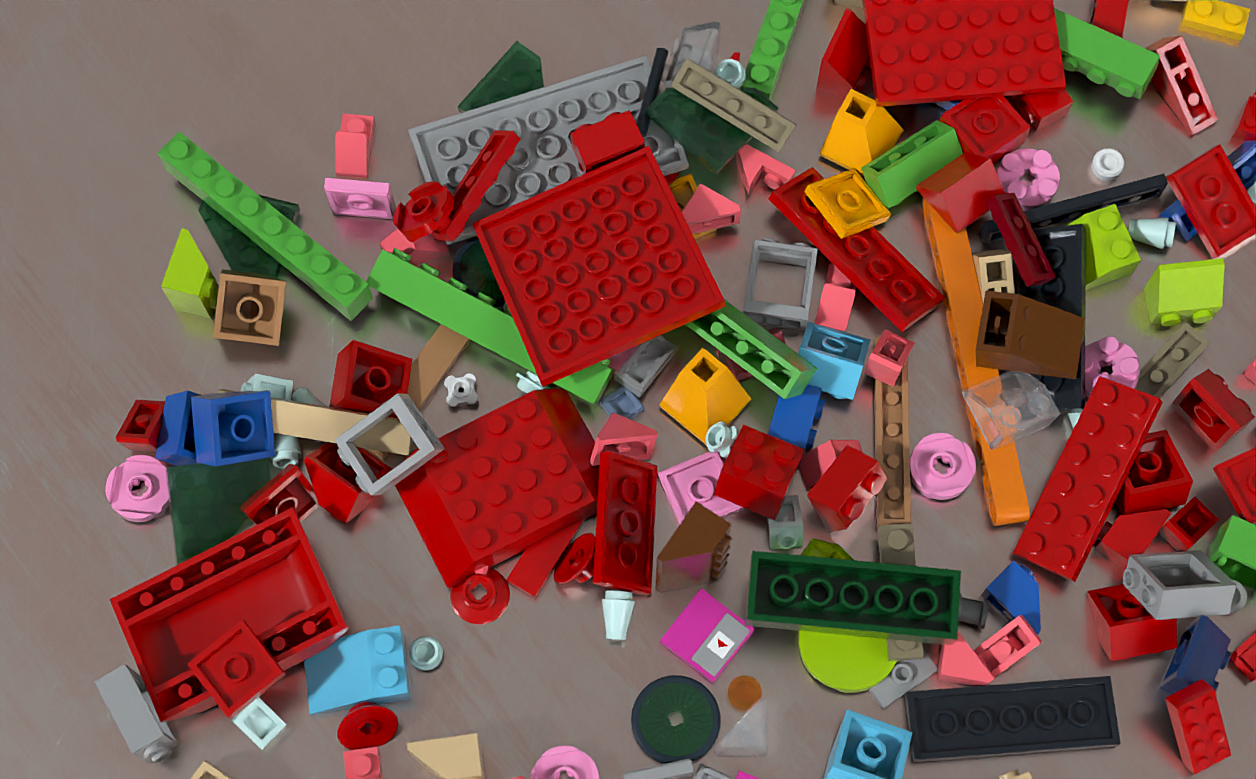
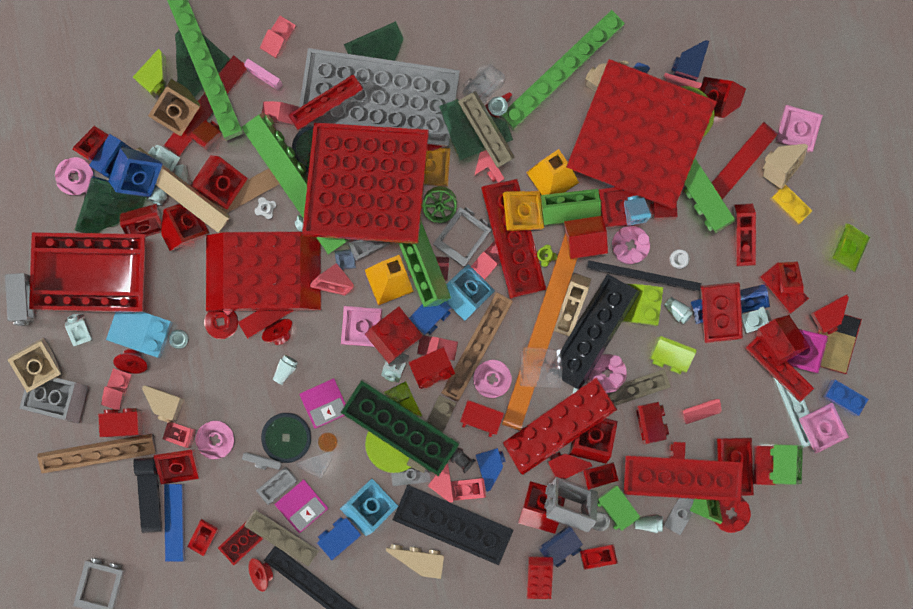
camera: 25 degrees right, 15 degrees up
(236, 669) = (77, 304): red plate -> none
(281, 360) = (230, 76): none -> red tile
(316, 327) = (206, 134): none -> red slope
(416, 427) = (227, 225): light grey window -> none
(425, 211) = (297, 109): red plate -> none
(606, 140) = (408, 114): red brick -> none
(625, 523) = (312, 325): red tile -> none
(652, 88) = (451, 92): black bar -> none
(694, 551) = (334, 362): reddish brown slope -> none
(710, 211) = (444, 177): coral slope -> none
(721, 438) = (384, 306): light aqua plate -> none
(722, 253) = (439, 204): none -> bright green wheel
(845, 58) = (568, 127): red slope -> none
(888, 357) = (496, 307): coral slope -> none
(917, 243) = (551, 255): none -> lime plate
(963, 526) = (481, 417): none -> red container
(1020, 108) = (636, 210): none -> medium azure slope
(1020, 239) = (599, 281): dark red plate -> none
(1028, 336) = (570, 338): reddish brown slope -> none

